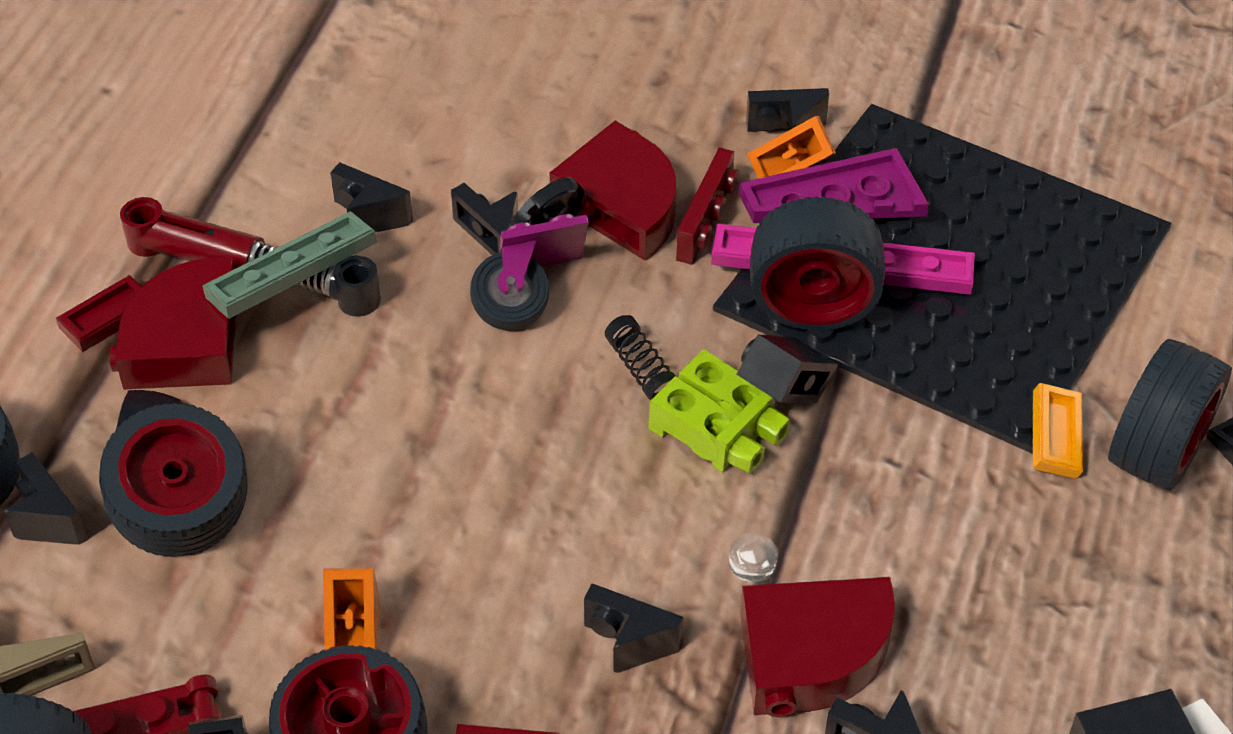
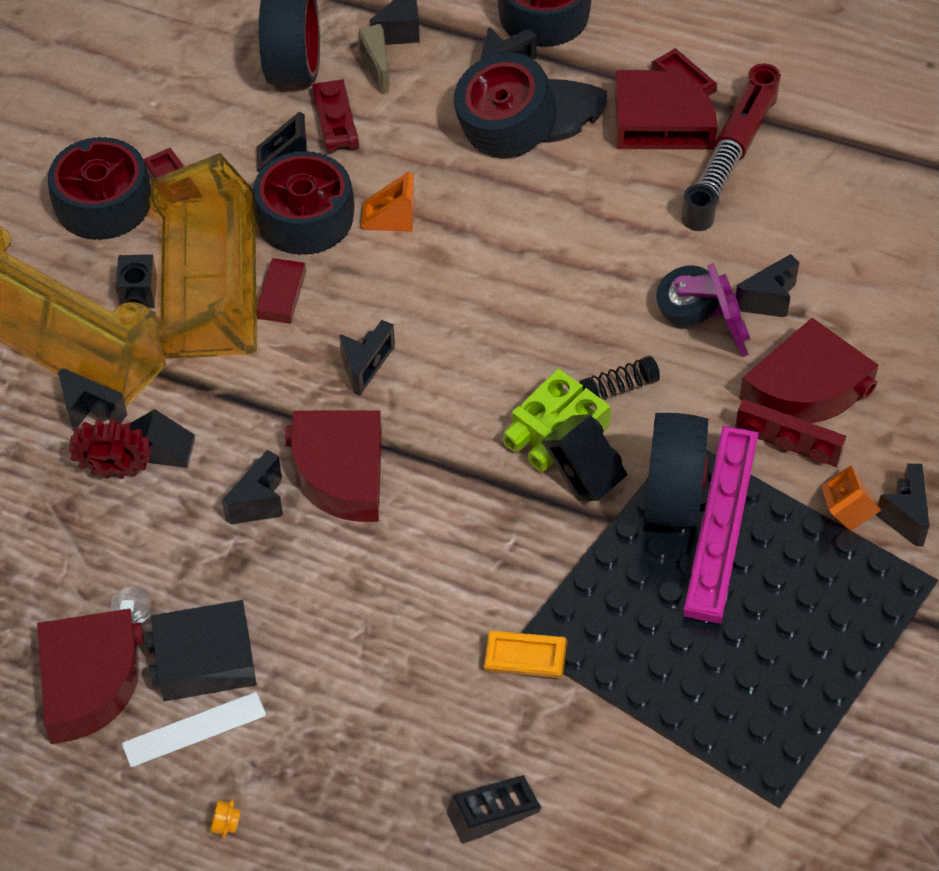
camera: 95 degrees right, 5 degrees up
(289, 264) = (704, 156): sand green tile -> none
(371, 198) = (790, 216): black slope -> none
(554, 199) = (764, 314): black tile -> none
(753, 557) = (426, 439): clear tile -> none
(872, 182) = (799, 527): magenta wing -> none
(1169, 413) = (507, 709): black wheel -> none

